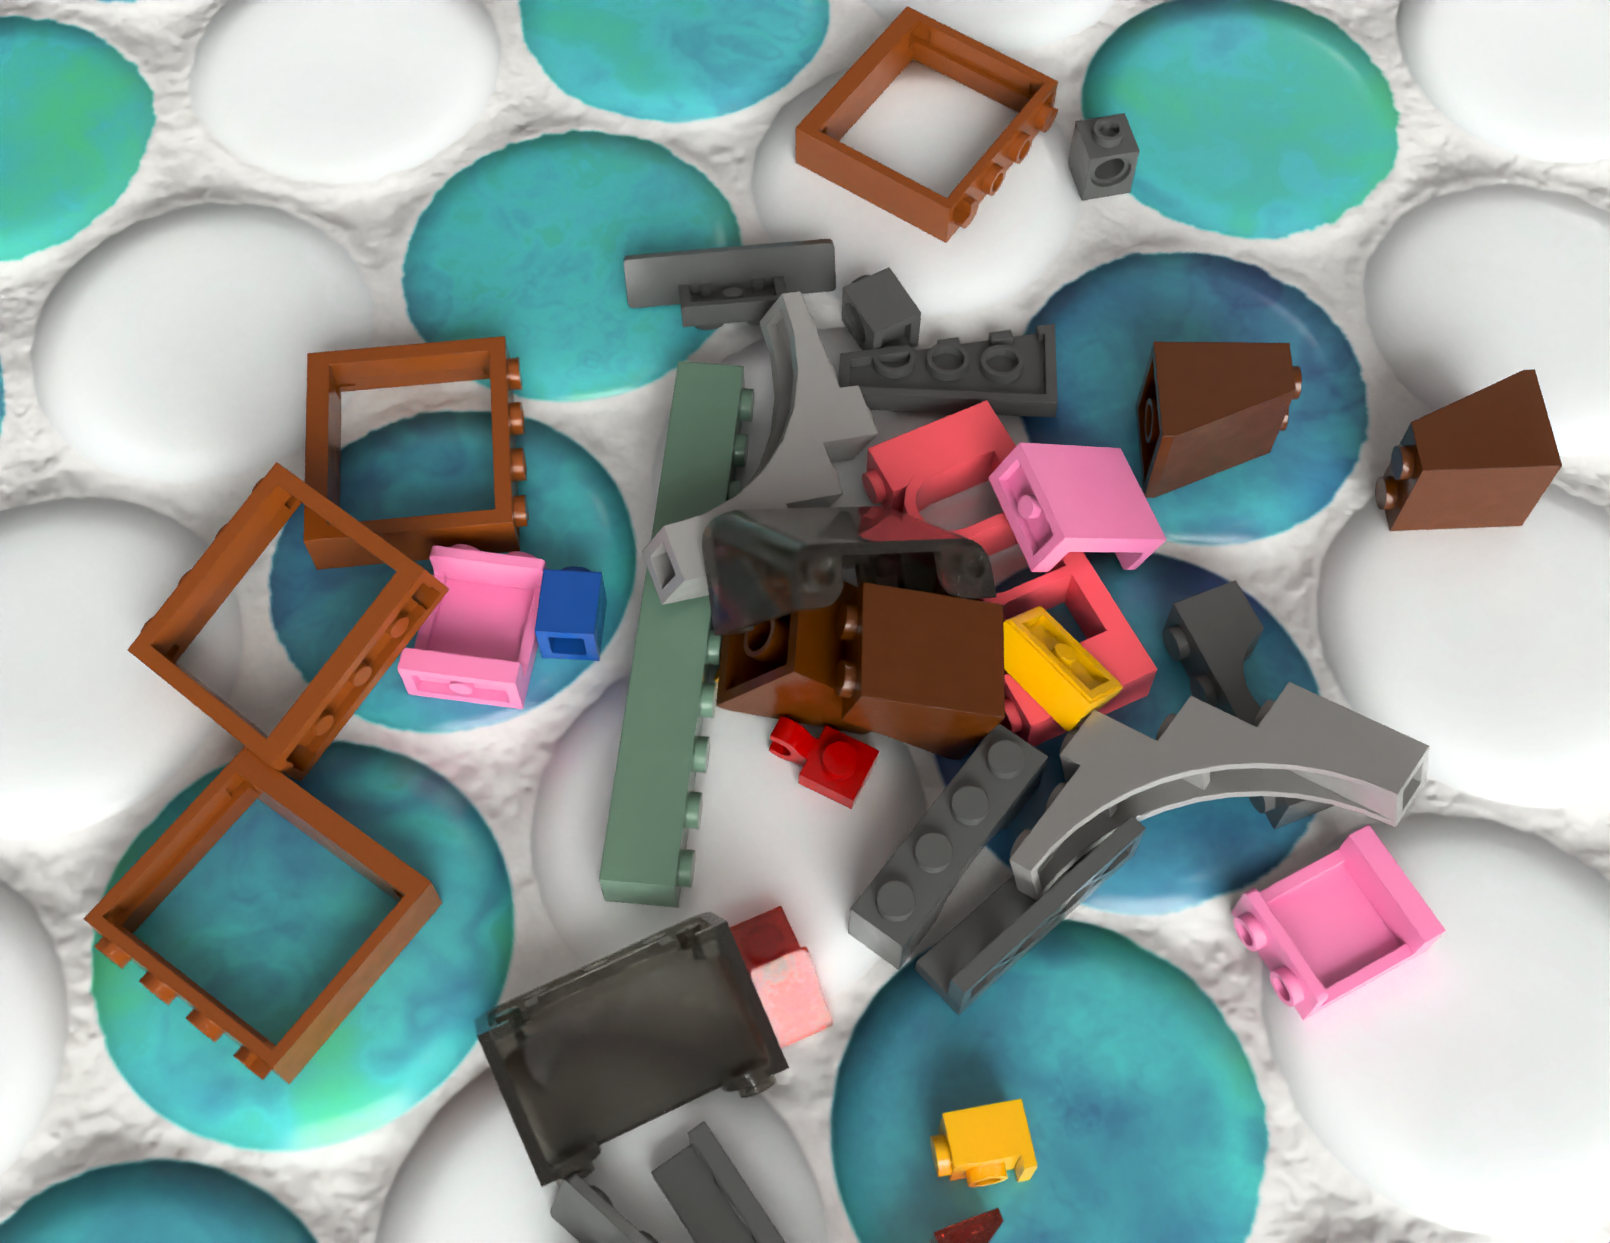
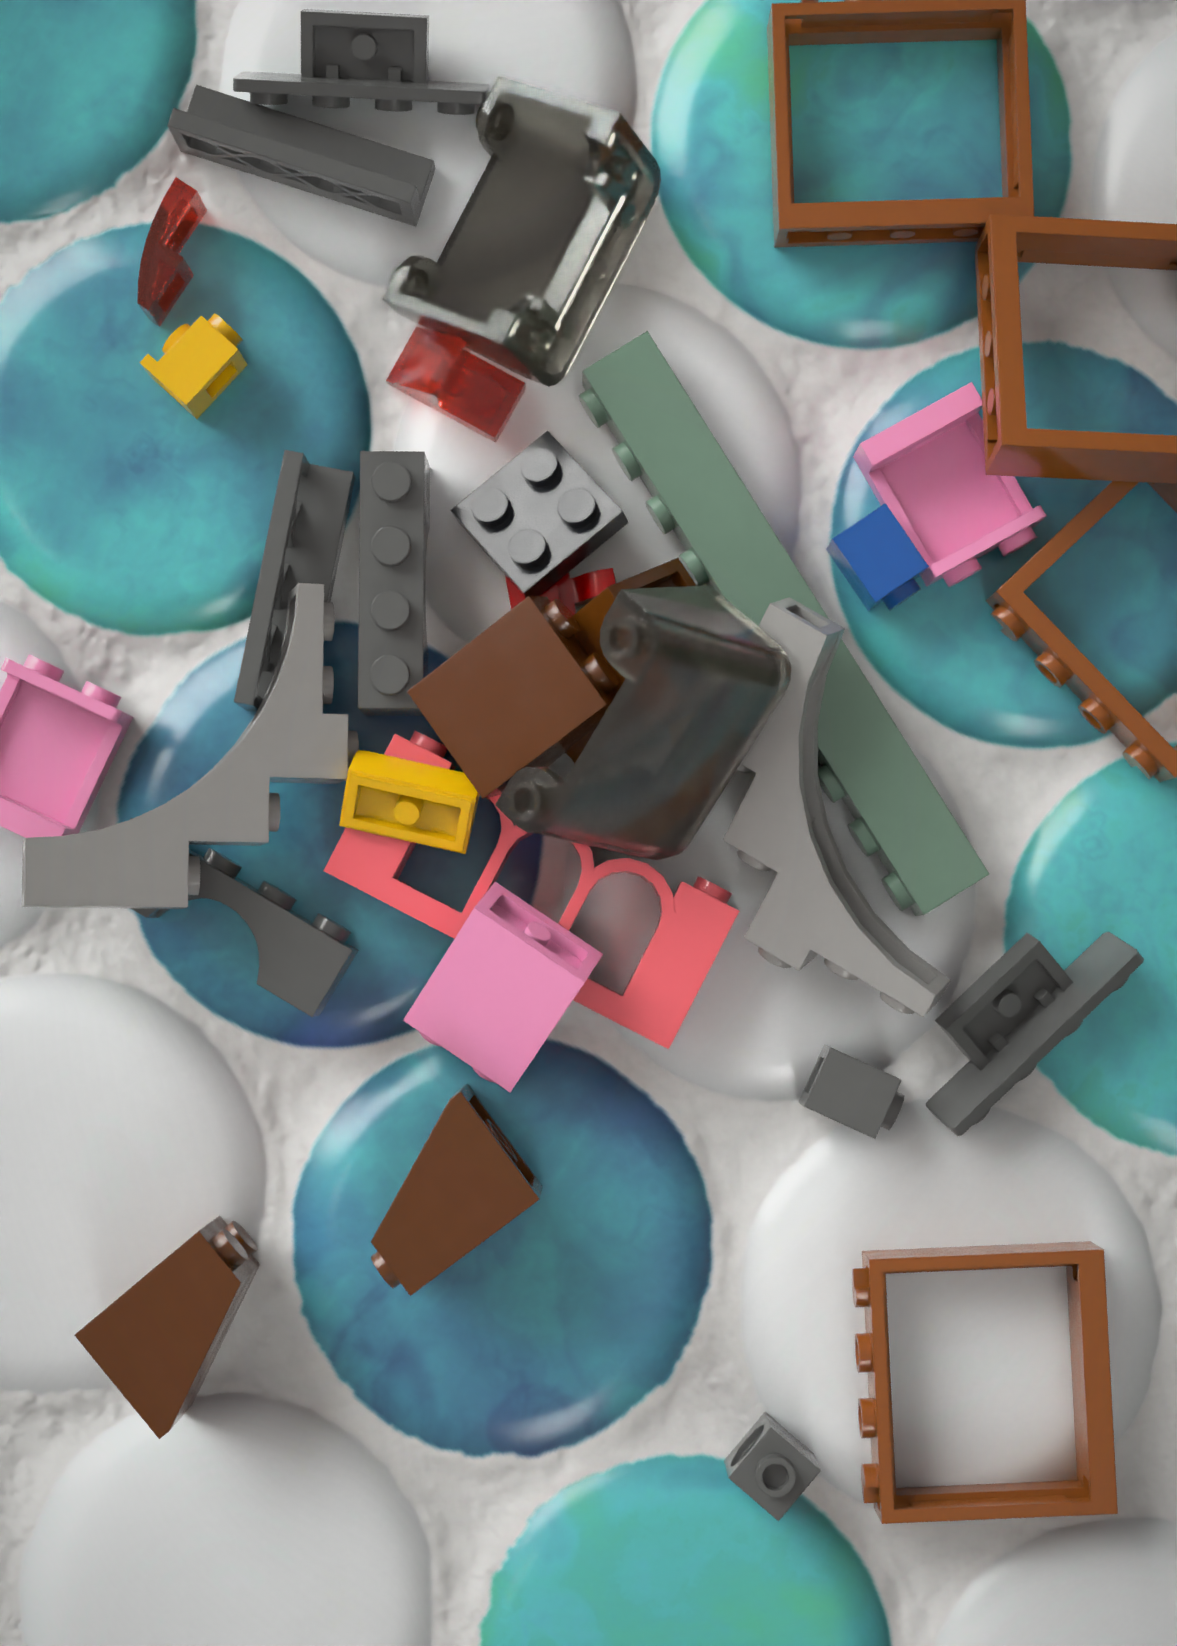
camera: 145 degrees right, 25 degrees up
(795, 817) = (539, 516): none -> plate
(1007, 371) = (715, 1089): dark grey wing -> none

